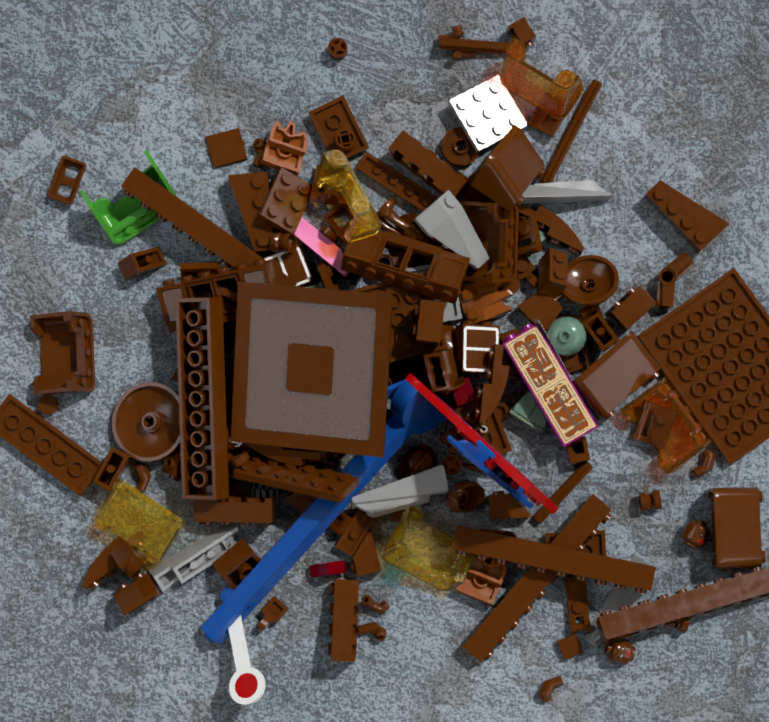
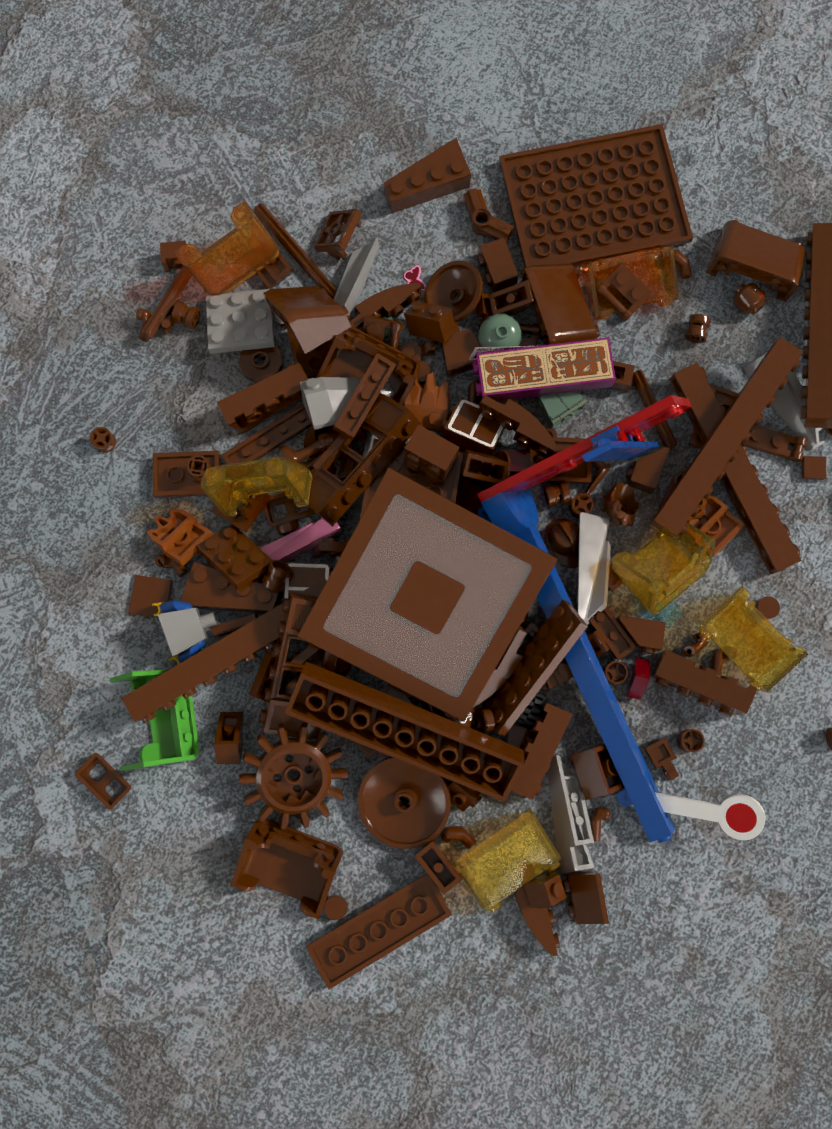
camera: 70 degrees left, 5 degrees down
(115, 322) = (280, 793): none -> reddish brown gear
(199, 579) = (595, 822): none -> reddish brown arm
(210, 188) = (183, 628): none -> light grey torso
(231, 226) = (231, 626): none -> reddish brown tile
(295, 629) = (695, 740): none -> reddish brown wheel
(323, 547) = (618, 672): none -> reddish brown wheel
(395, 644) = (751, 641): none -> clear yellow windscreen
(432, 652) = (768, 607): none -> reddish brown tile
(458, 247) = (364, 396): none -> reddish brown plate
(473, 66) = (188, 315): none -> reddish brown wheel
(592, 241) = (413, 275): none -> dark red sticker
(612, 152) = (335, 218): none -> reddish brown piece

